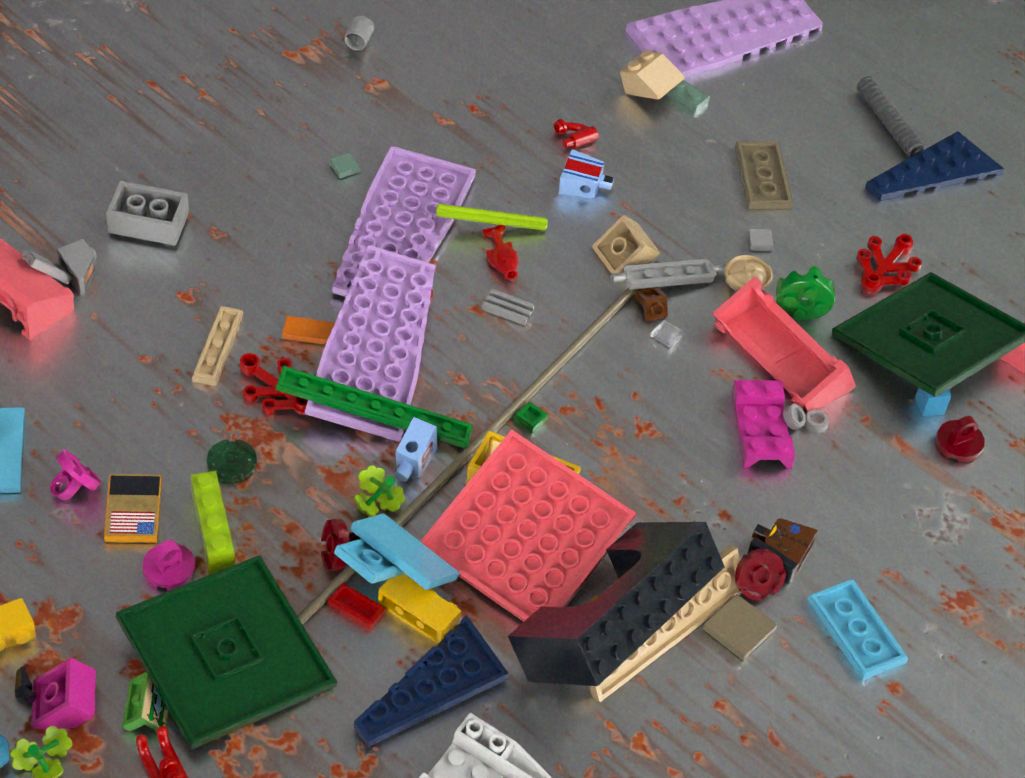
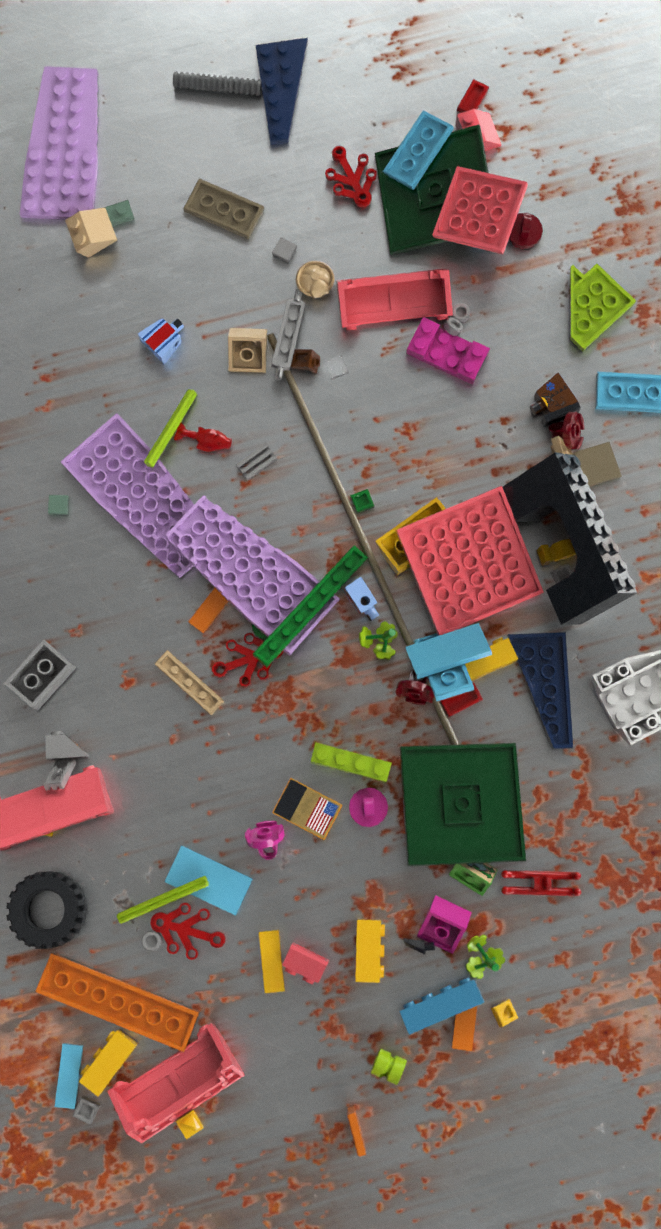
camera: 50 degrees left, 30 degrees up
(232, 461) = (299, 723): clear green tile -> none
(582, 136) = (120, 311): red plant -> none
(813, 286) = (362, 260): green plate -> none
(928, 542) = (594, 304): none -> lime wing
(938, 365) = (480, 209): none -> coral plate
(962, 296) = (418, 149): none -> medium azure tile

